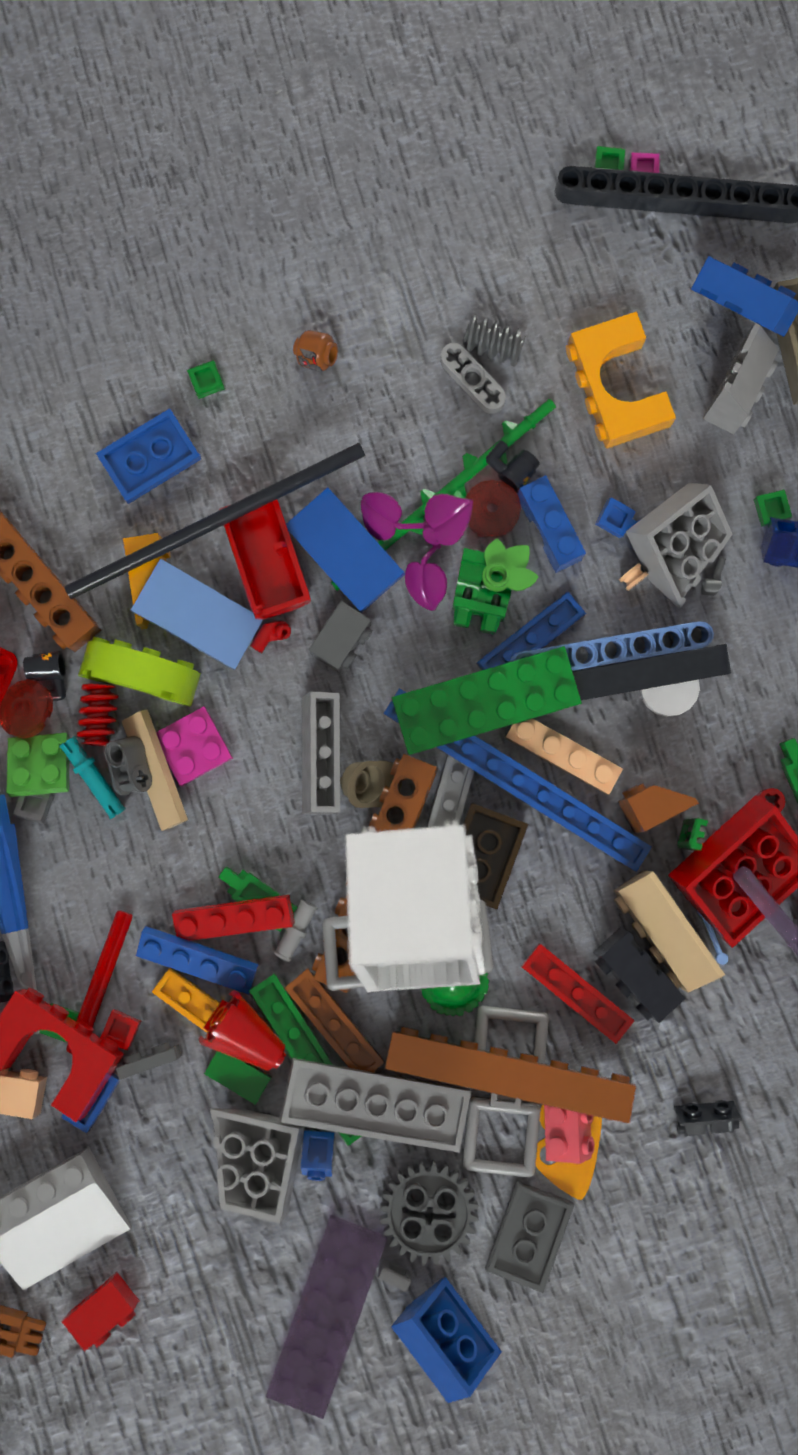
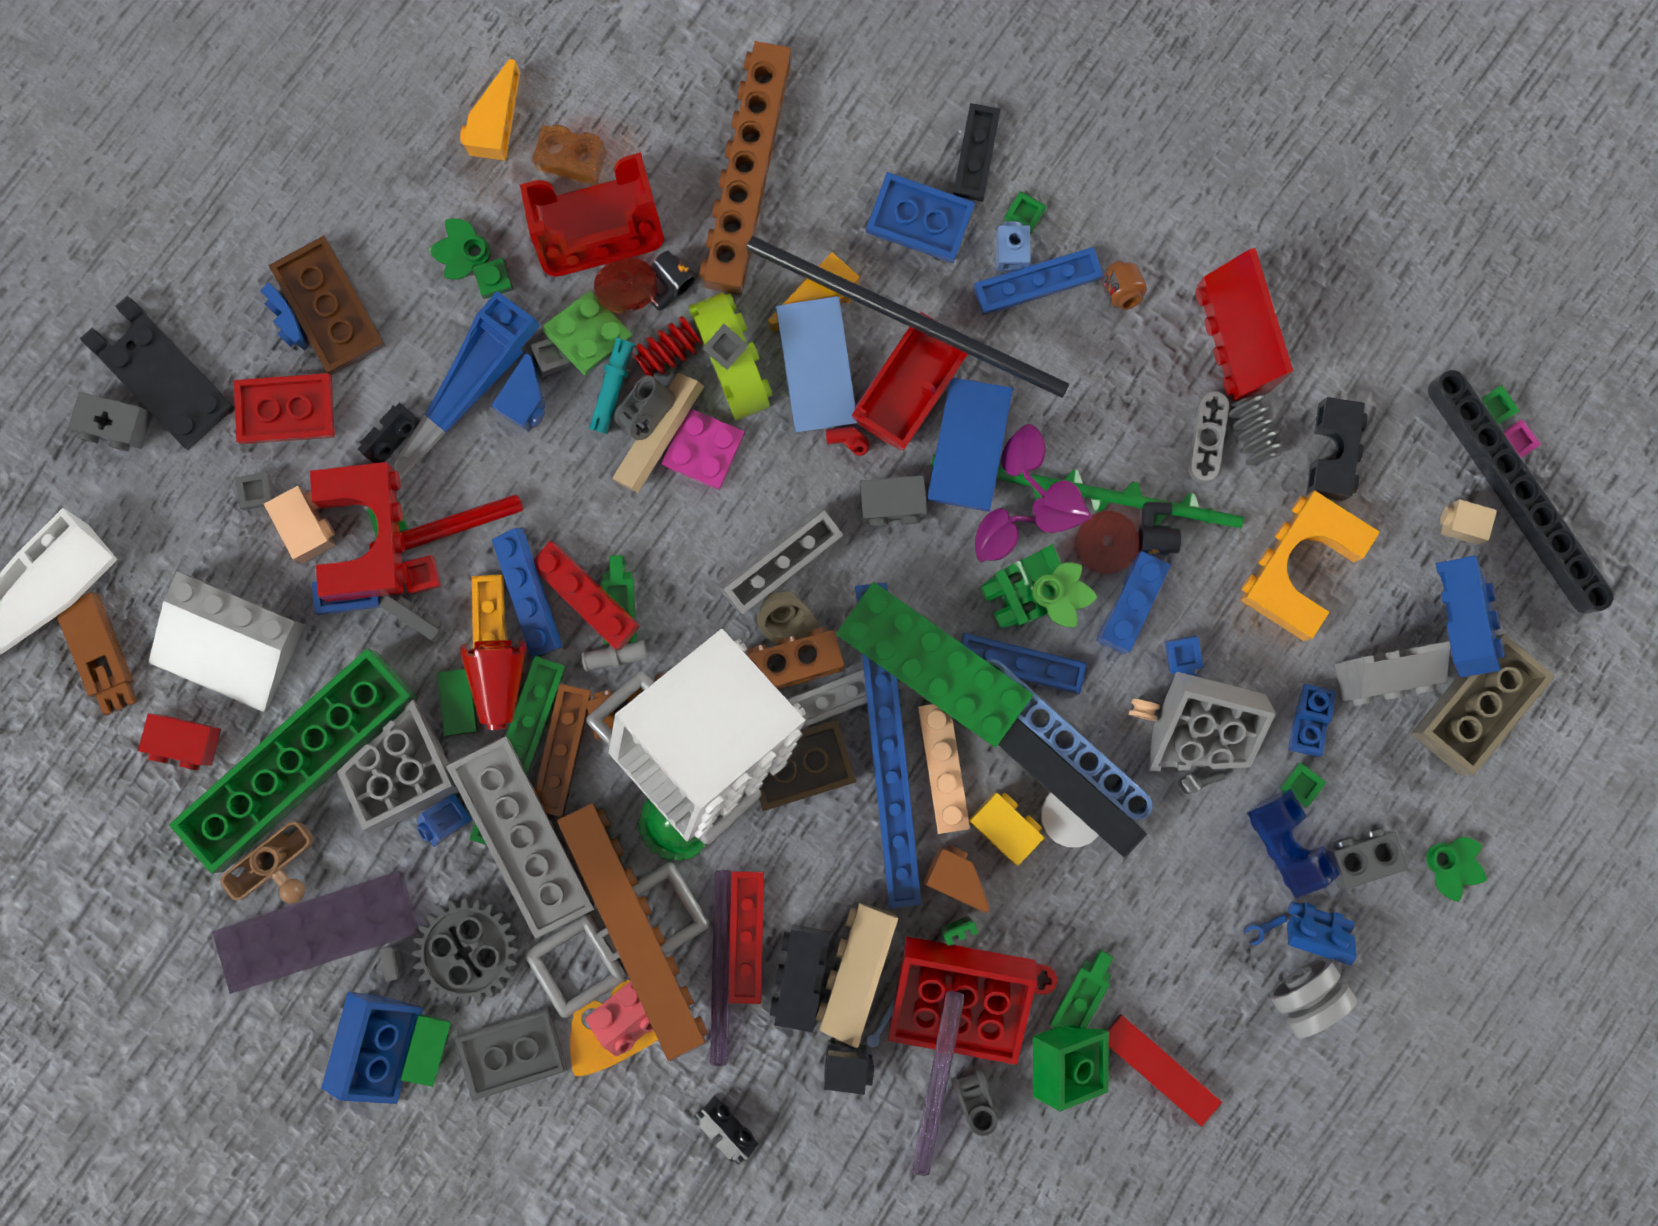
camera: 50 degrees right, 0 degrees up
(47, 850) = (522, 396): none -> blue slope
(132, 669) = (725, 347): none -> dark grey plate
(133, 378) = (976, 152): none -> black plate
(185, 1237) = (292, 762): none -> green brick
(224, 407) = (1012, 247): none -> medium blue brick
(248, 1294) = (284, 850): none -> medium nougat piece
(263, 409) = (1038, 281): none -> blue plate
(415, 287) = (1244, 327): none -> red slope
(479, 1299) = (425, 1050): none -> green tile
(538, 277) = (1342, 423): none -> black arch
(585, 1029) = (720, 968): none -> clear purple axle
(643, 741) = (1007, 828): none -> yellow brick
(675, 246) = (1467, 521): none -> tan brick
(731, 467) = (1311, 720): none -> blue slope
(734, 994) = (848, 1068): none -> black arch

